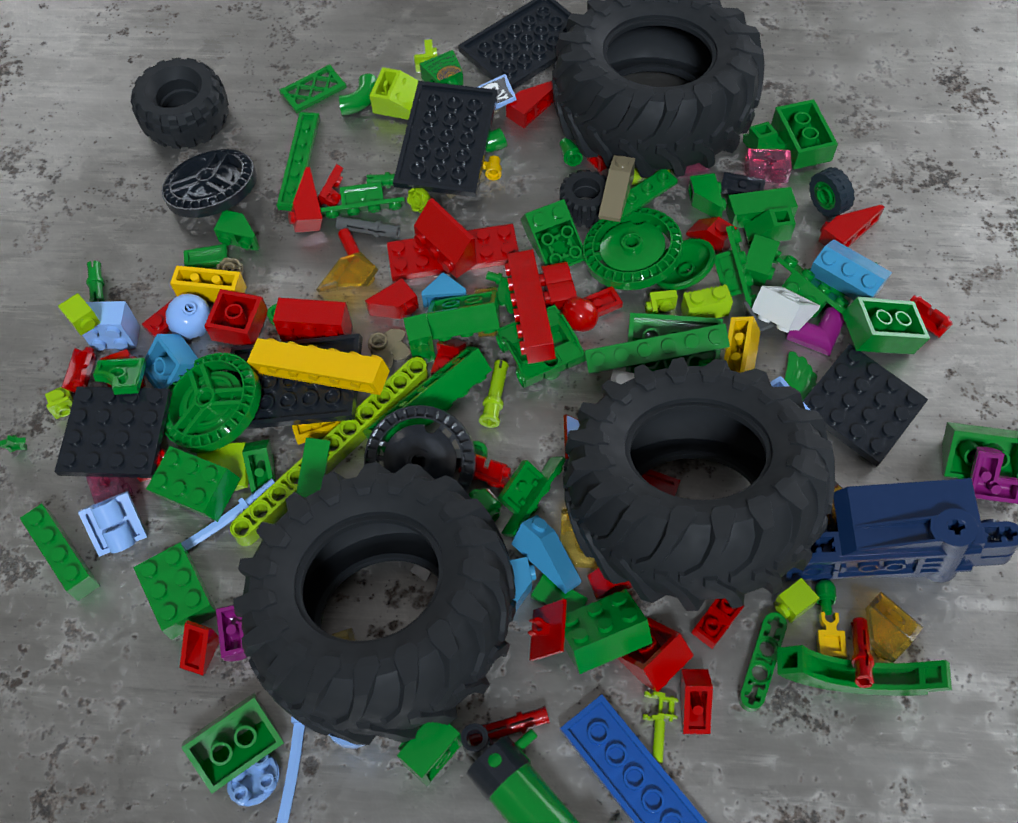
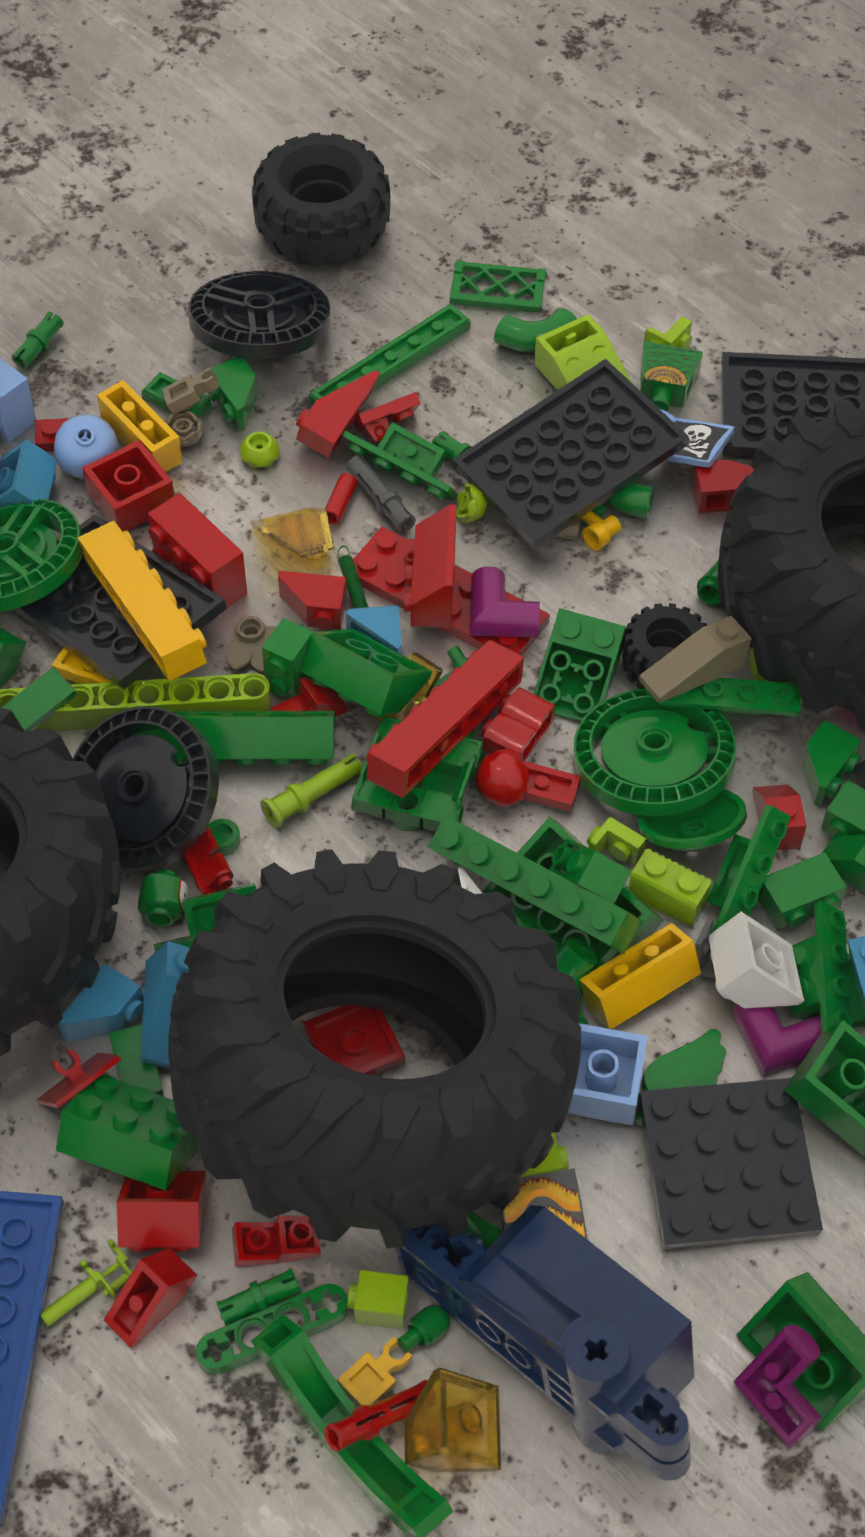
camera: 40 degrees right, 5 degrees down
(214, 248) = (187, 391): none -> dark tan plate
(281, 251) = (259, 449): none -> lime plate
(397, 275) = (352, 580): none -> green piece
(493, 242) = (493, 614): none -> magenta brick
(678, 320) = (589, 870): none -> green slope
(742, 652) = (258, 1297): none -> green pin

